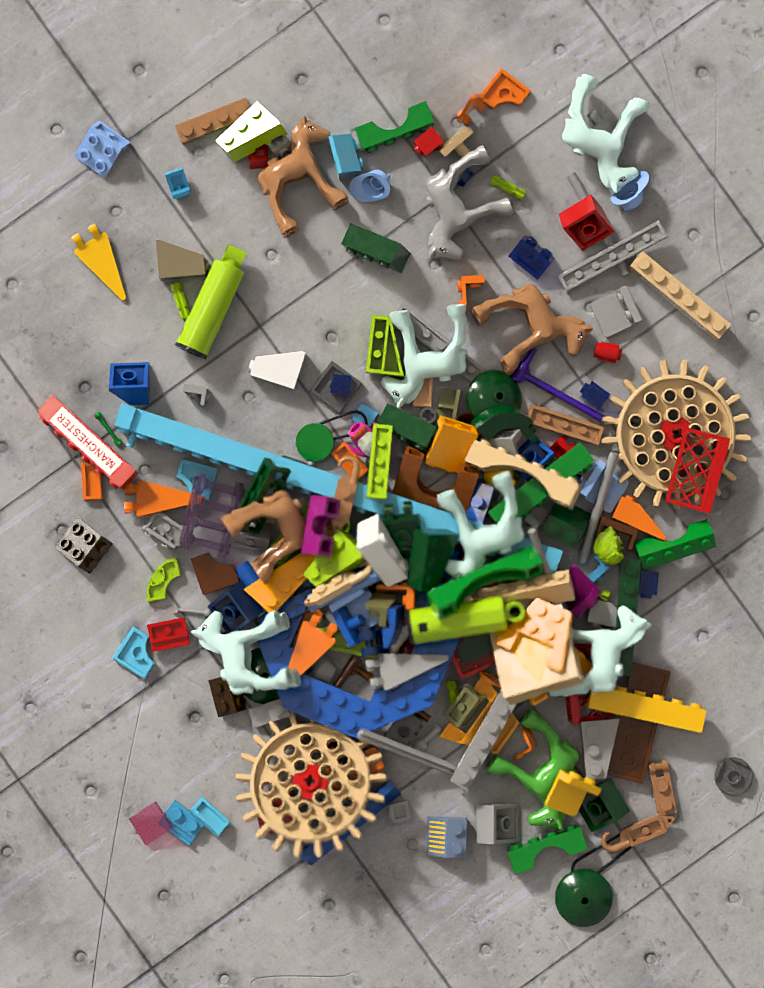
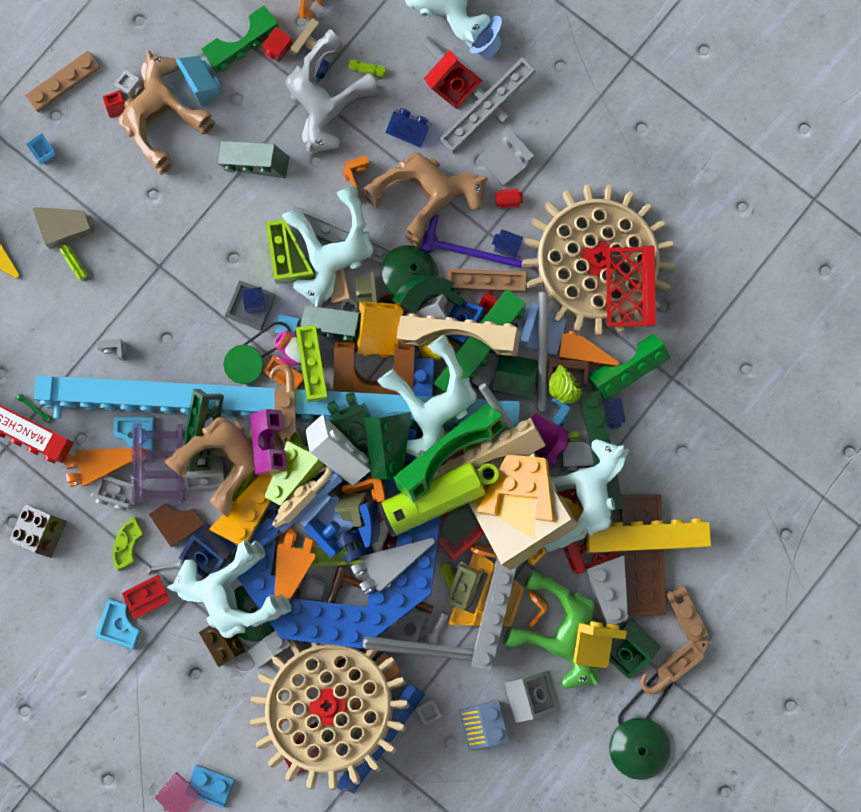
camera: 15 degrees left, 5 degrees down
(91, 482) = (29, 465): orange tile -> none
(130, 382) = (43, 355): blue slope -> none
(209, 816) = (236, 772): medium azure tile -> none
(212, 303) = (104, 256): lime piece -> none
(247, 574) = (209, 513): blue brick -> none
(250, 132) = (99, 80): wedge -> none
(278, 368) = (188, 301): white slope -> none
(370, 186) = (231, 101): light blue piece -> none
(523, 856) = (567, 722): green arch -> none
(679, 296) = (563, 125): tan brick -> none
(733, 776) = (753, 582): dark grey tile -> none

